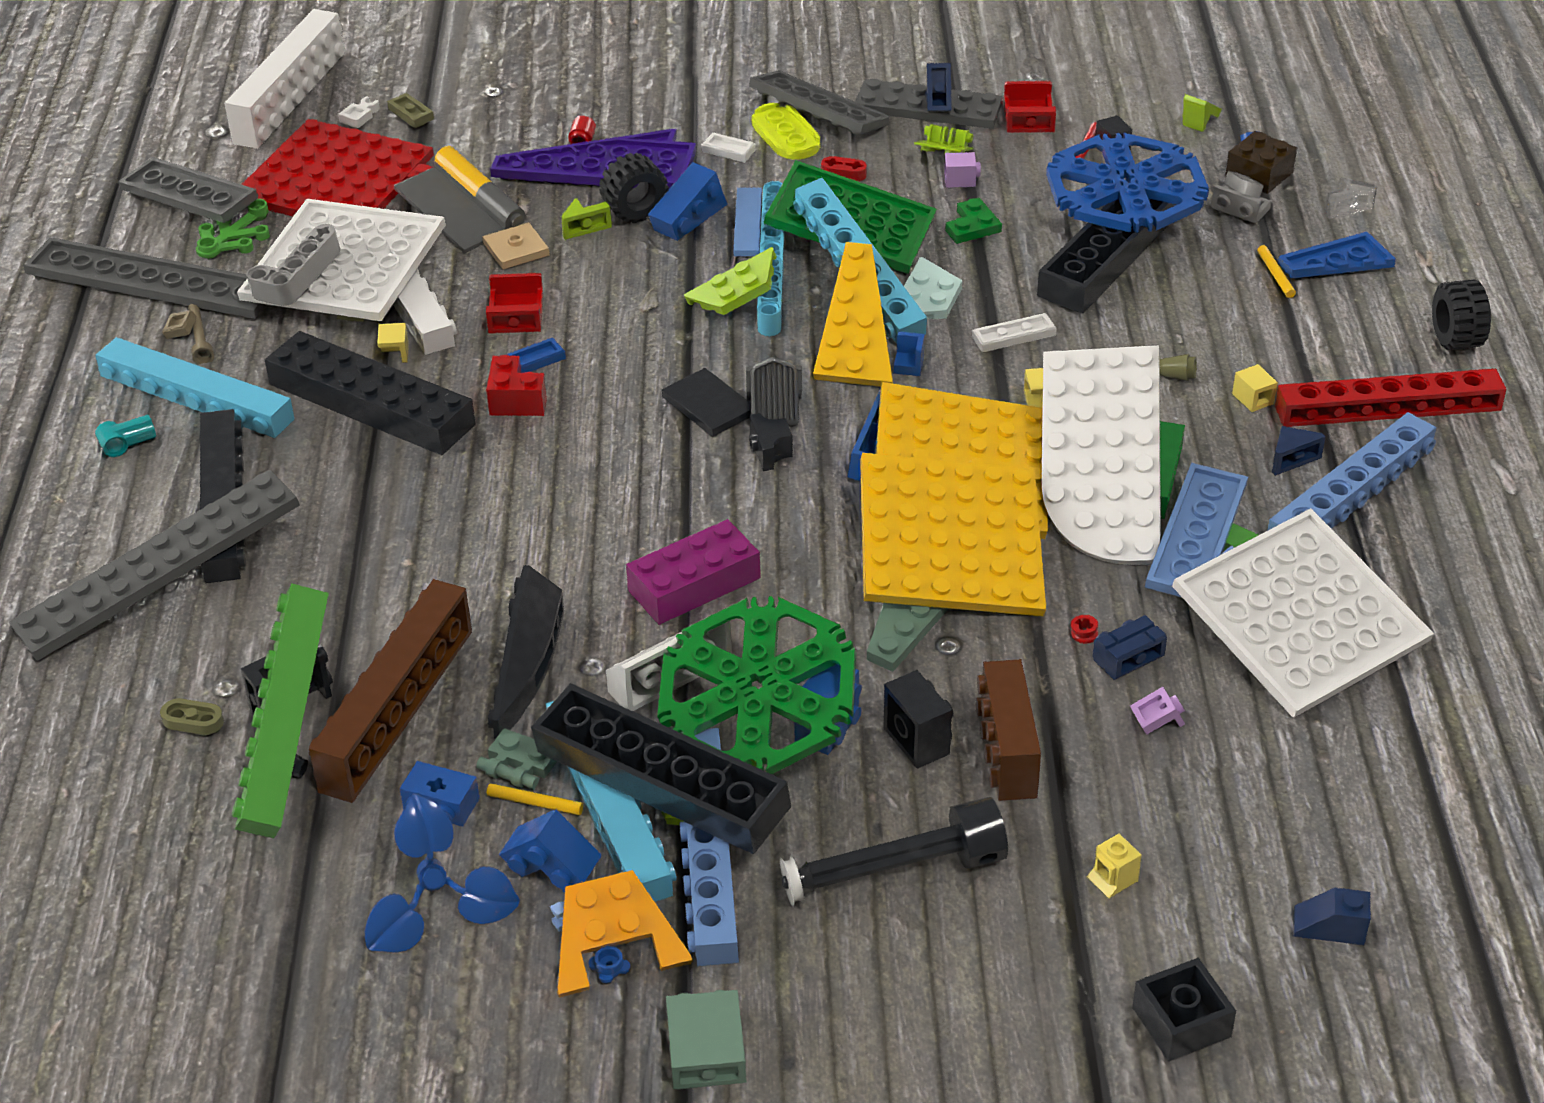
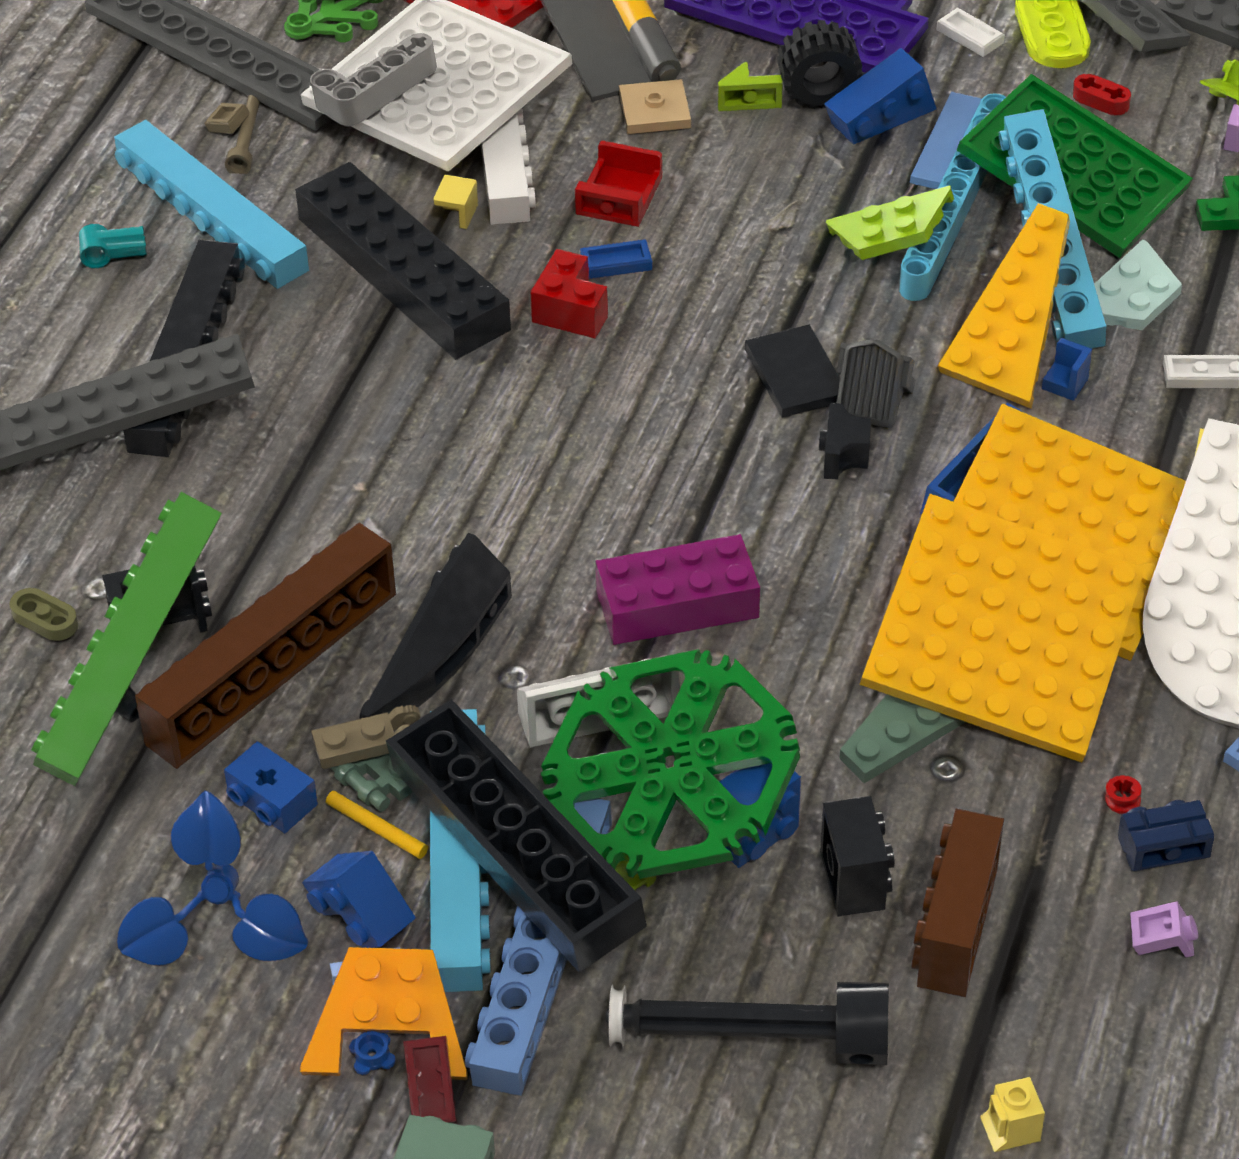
camera: 20 degrees right, 5 degrees up
(500, 736) = (361, 737): none -> dark tan hinge
(666, 966) = (430, 1078): none -> dark red plate

